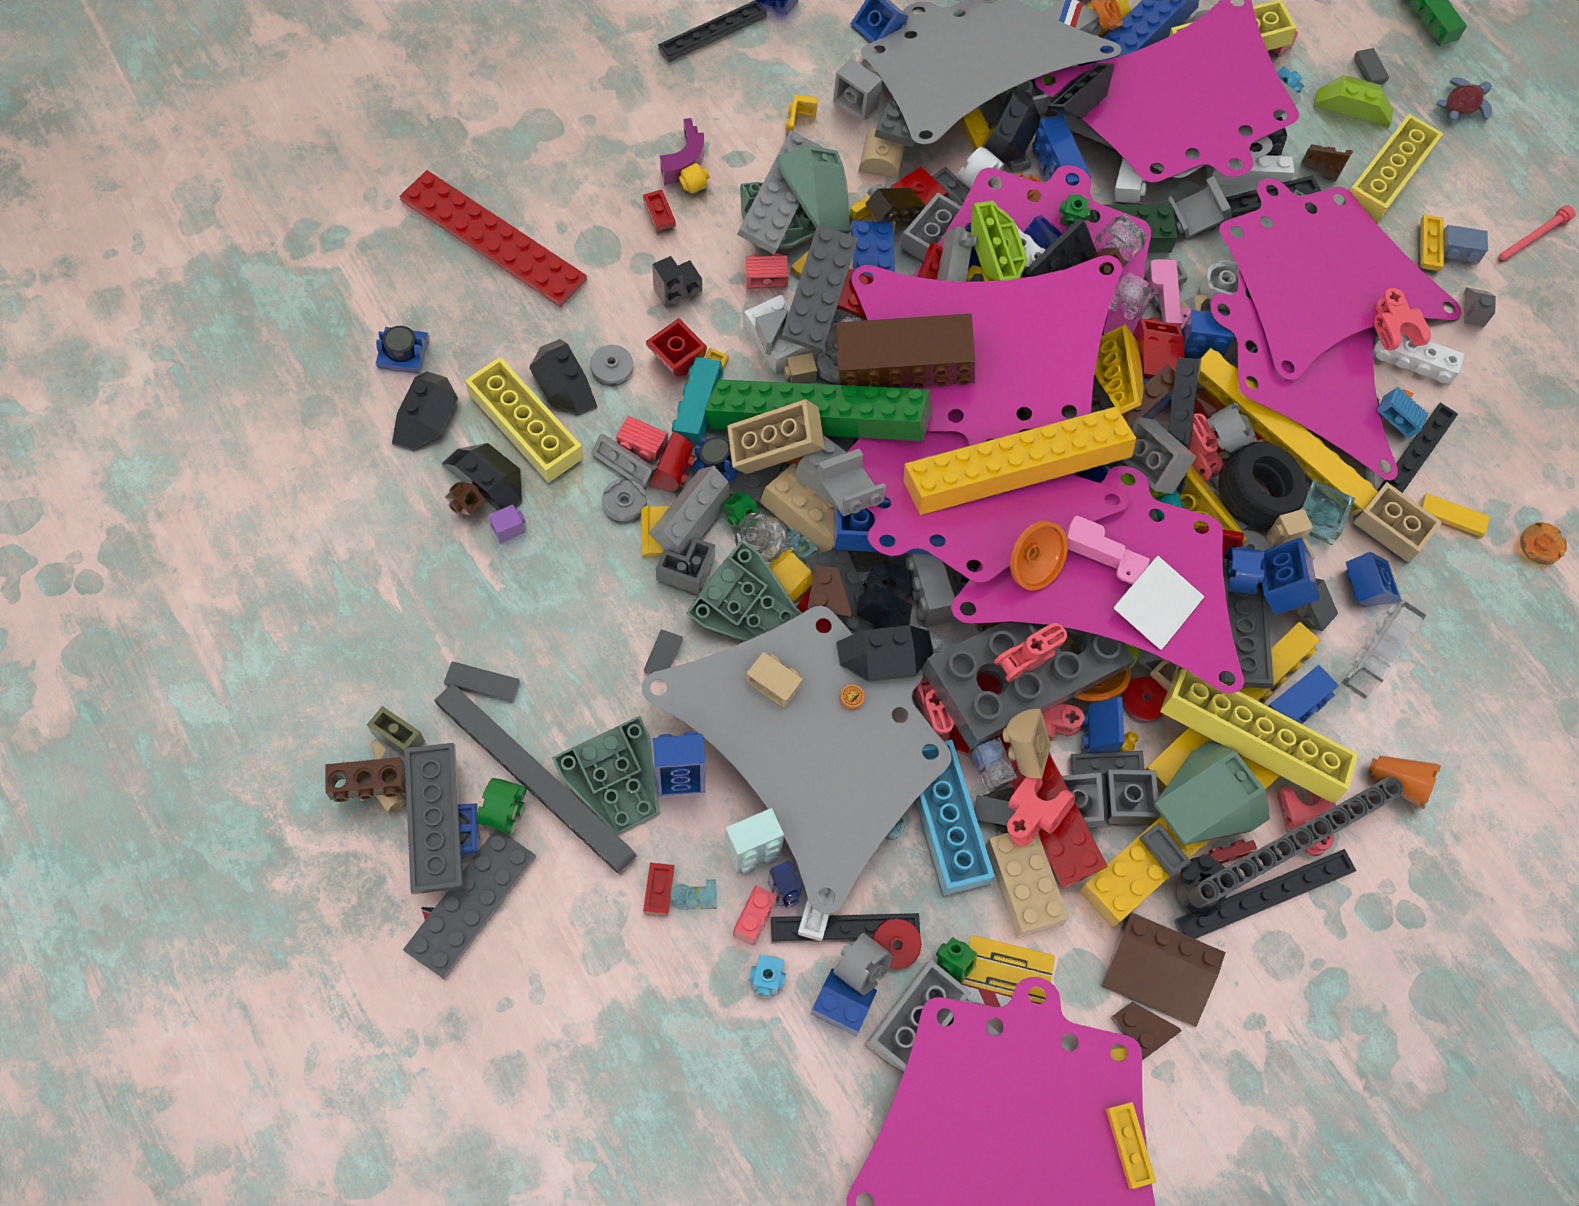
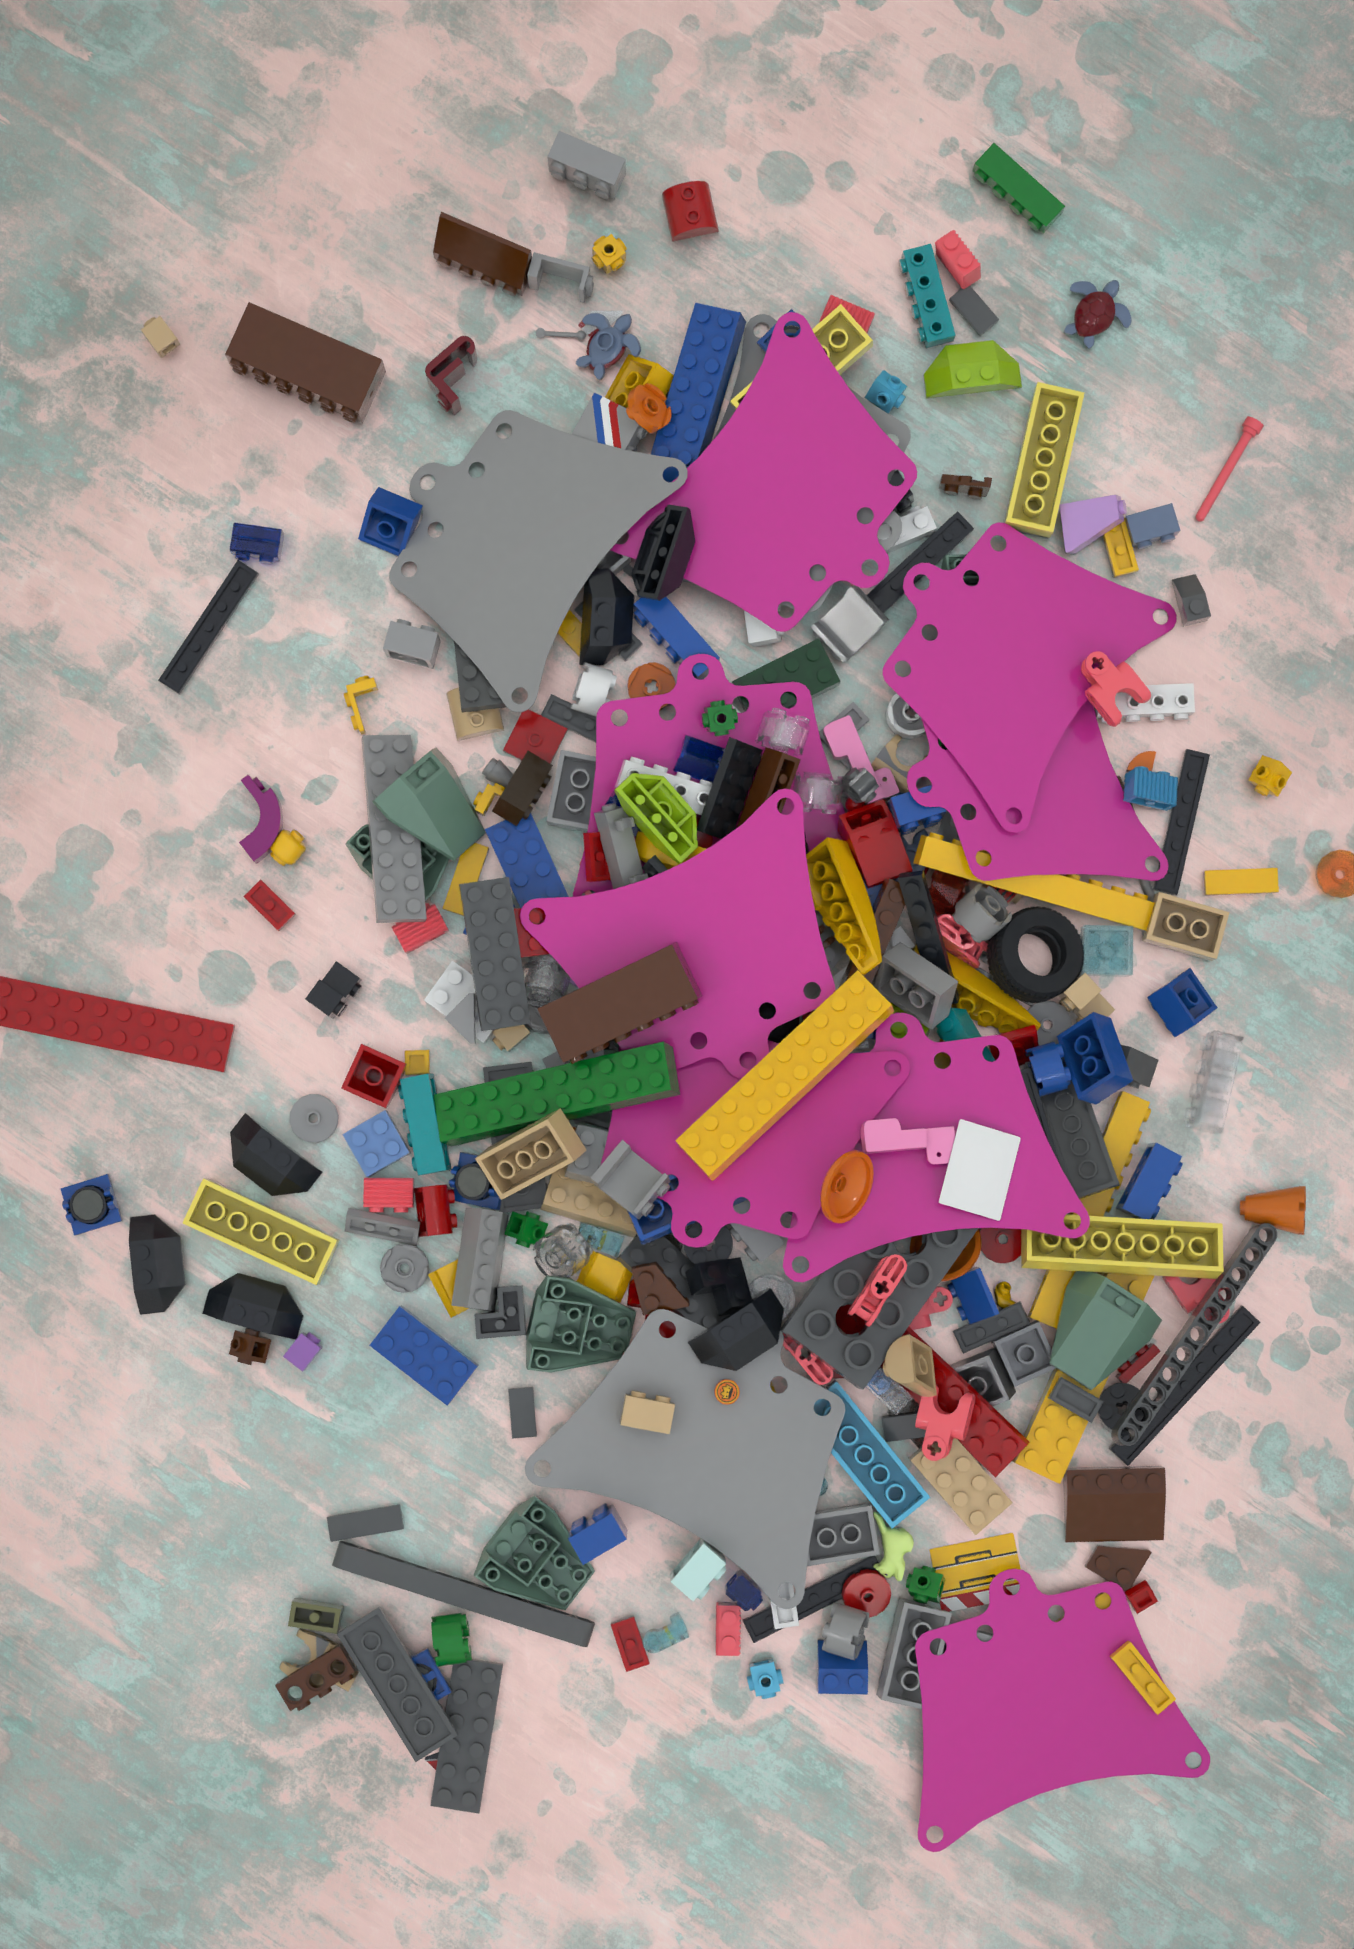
camera: 25 degrees left, 20 degrees up
(605, 569) = (424, 1355): none -> blue brick
(652, 398) = (376, 1143): none -> medium blue brick
(897, 878) = (843, 1535): none -> light grey brick
(943, 908) = (895, 1544): none -> yellowish green animal
(1156, 1068) = (1141, 1596): none -> red tile
(1165, 301) = (859, 785): none -> dark grey connector
(1340, 42) = (927, 295): none -> teal brick
(1373, 27) = (958, 259): none -> coral brick
(1418, 216) = (1089, 520): none -> lavender slope
(1506, 445) = (1269, 776): none -> yellow brick

